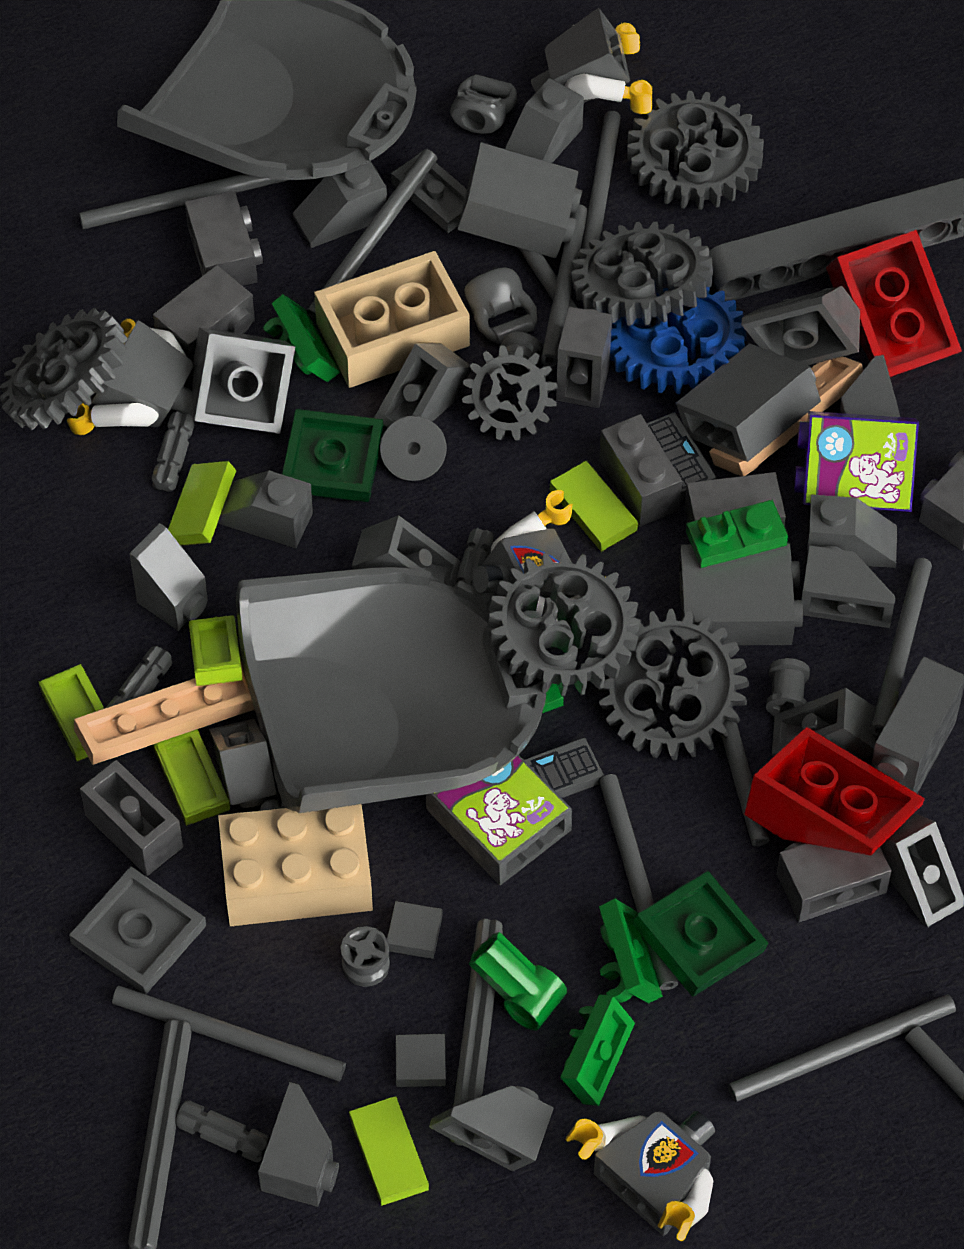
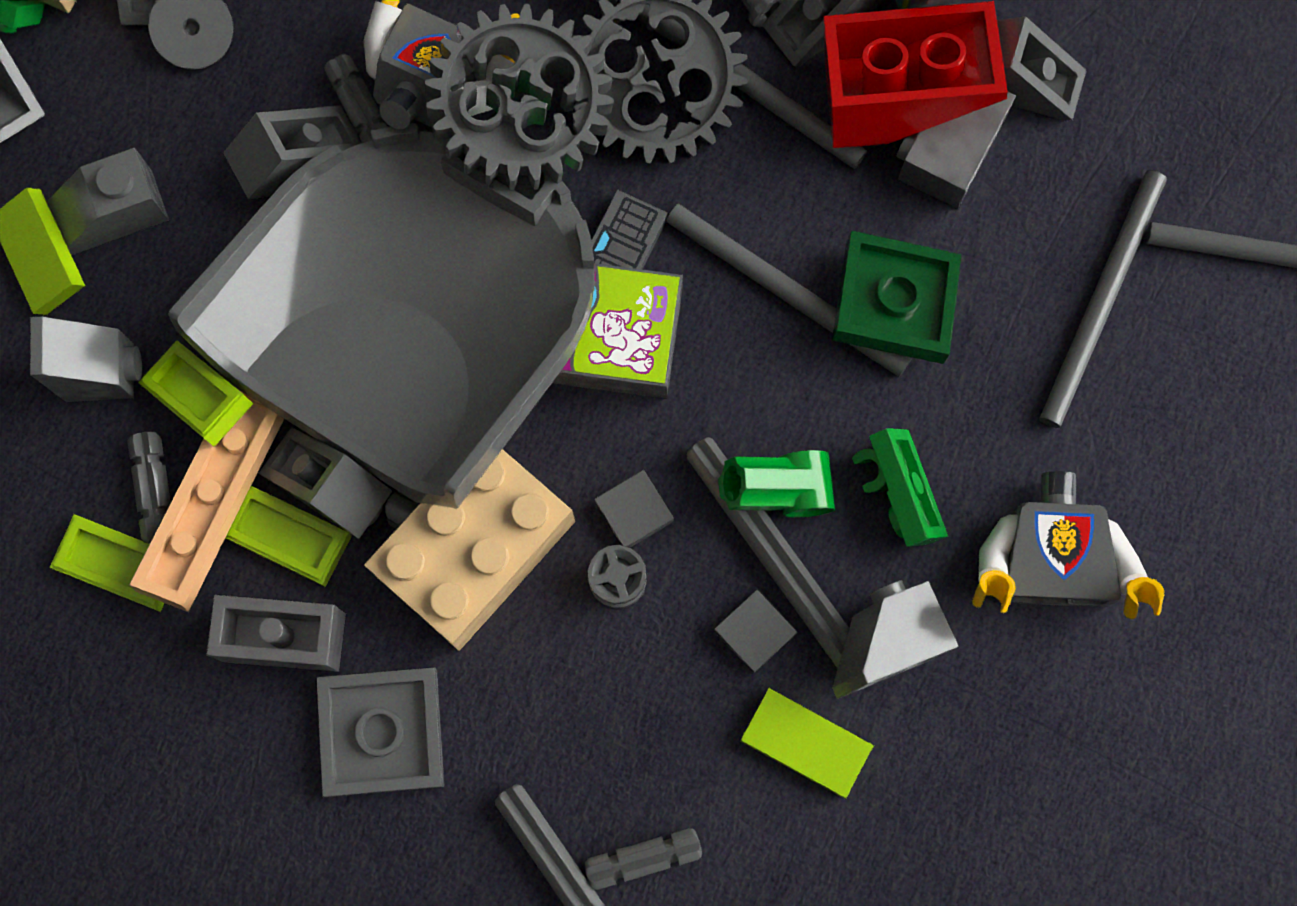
camera: 40 degrees left, 20 degrees up
(230, 1033) = (557, 759): dark grey piece -> none
(299, 1153) = (736, 820): dark grey slope -> none
(334, 453) = (119, 95): dark green plate -> none
(631, 952) = (846, 363): green plate -> none

